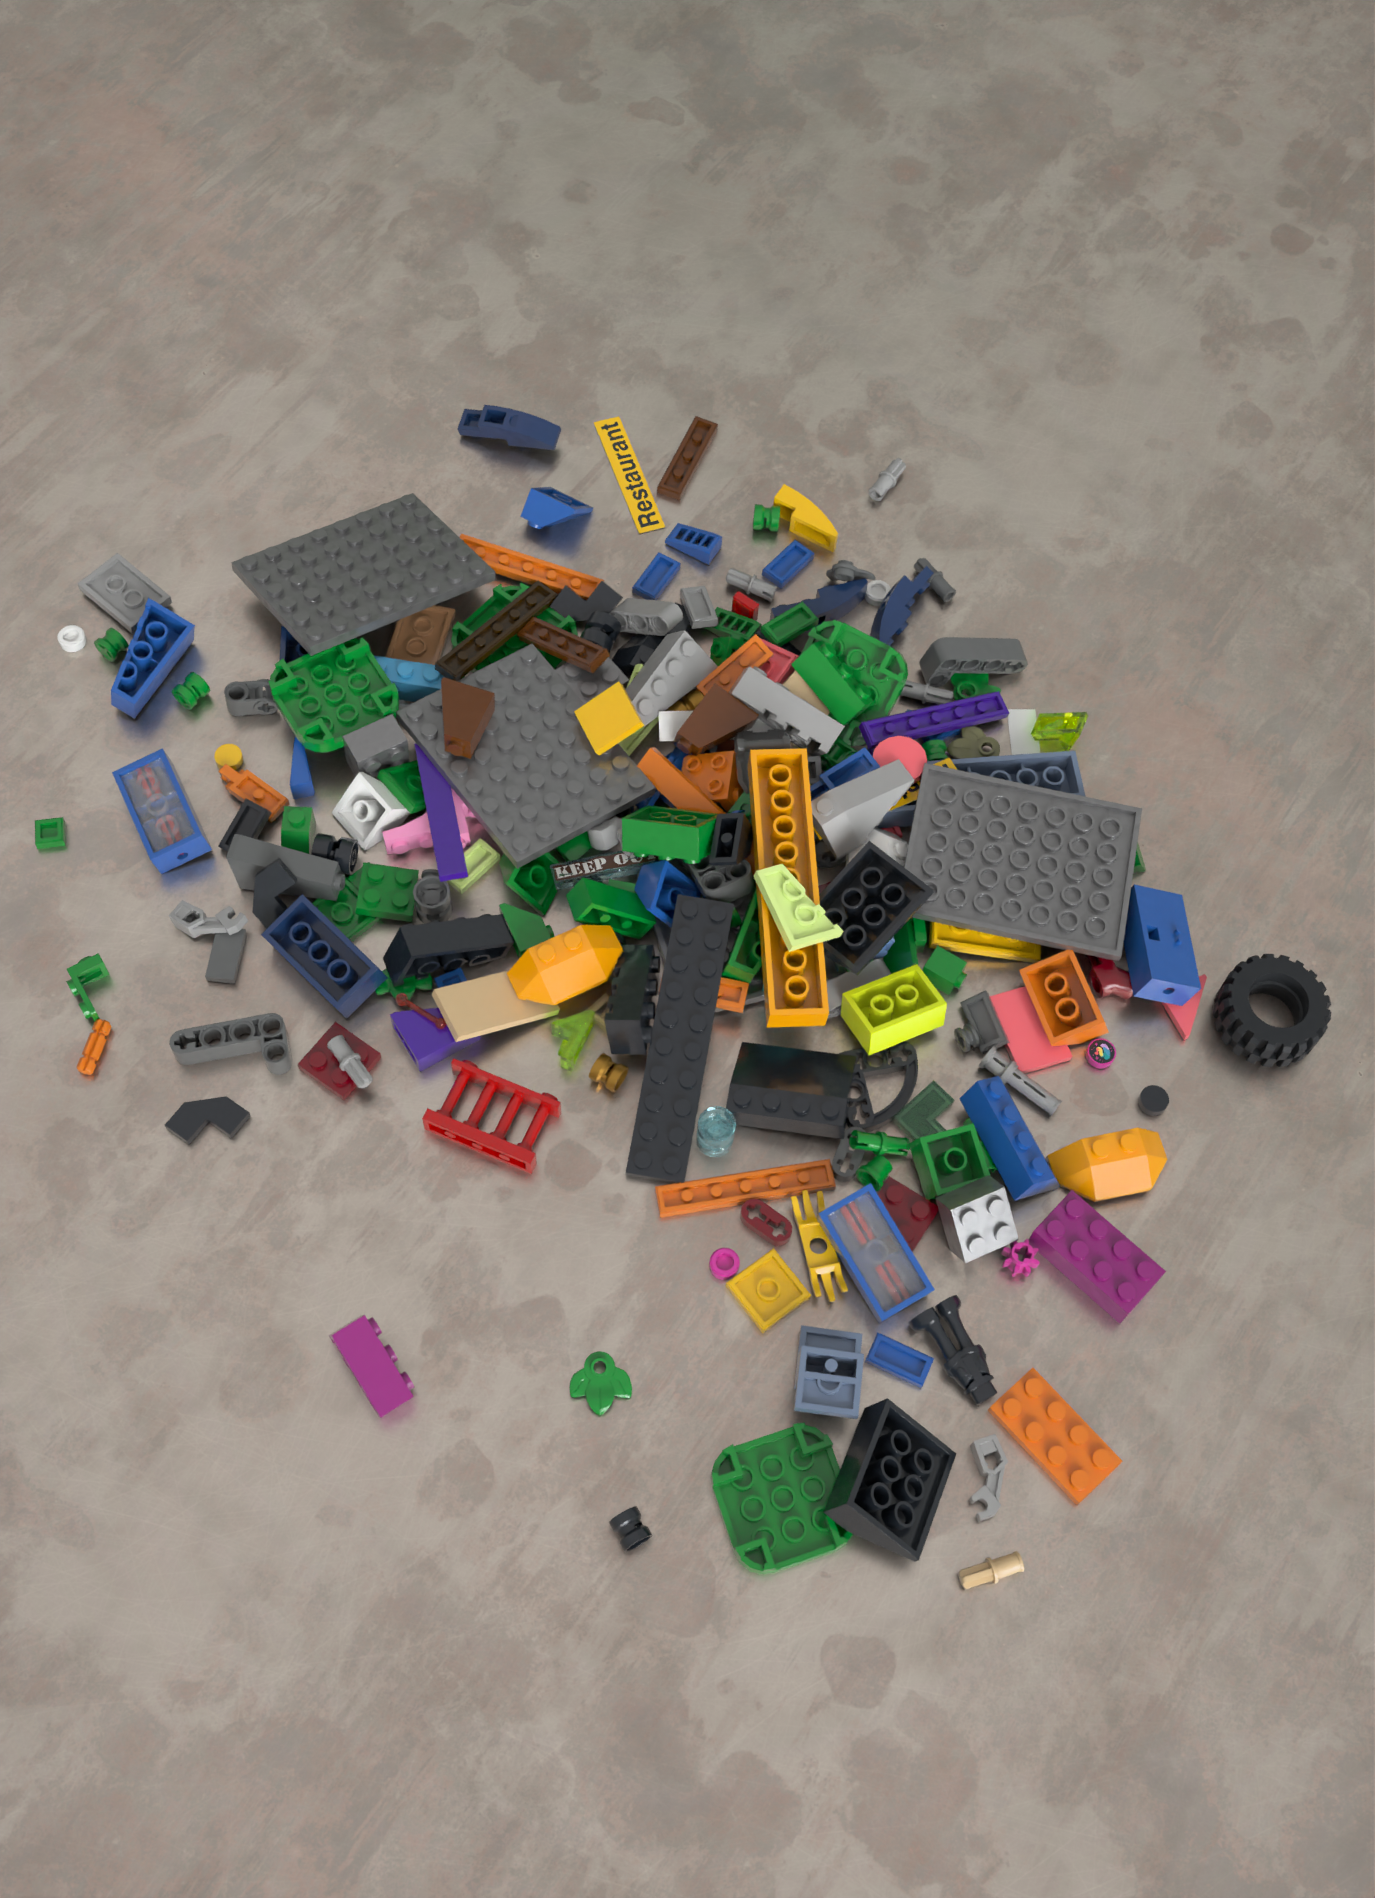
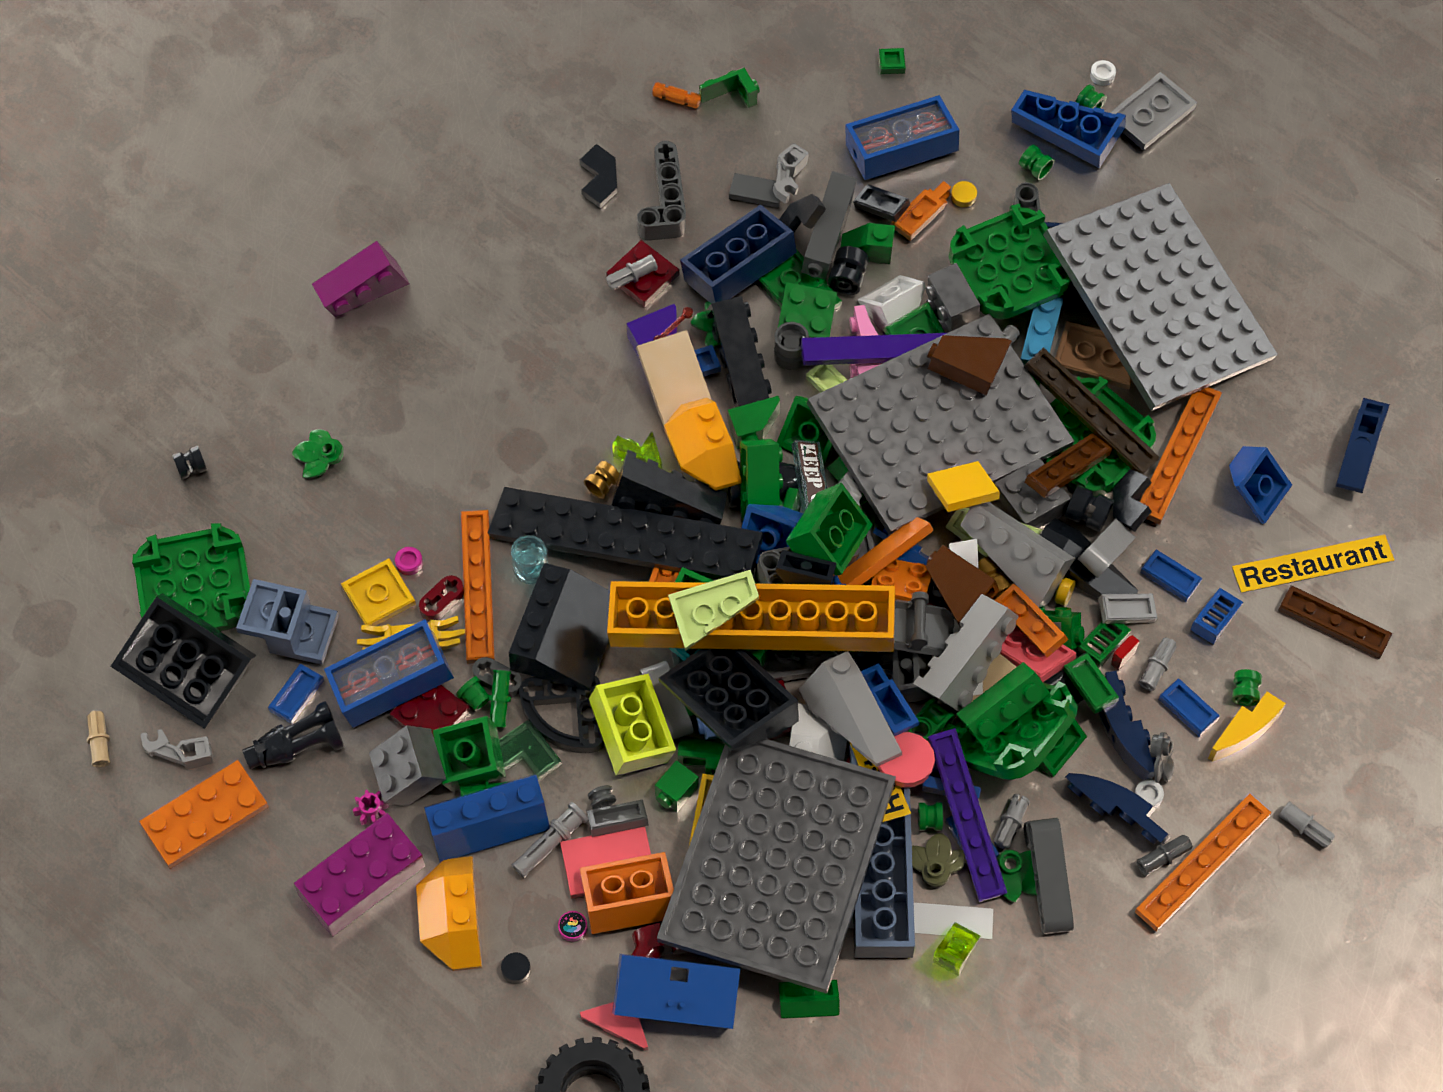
camera: 100 degrees right, 0 degrees up
(300, 779) = (934, 247): blue slope -> none
(495, 1143) = (559, 364): red fence -> none
(937, 551) = (1202, 862): none -> orange plate

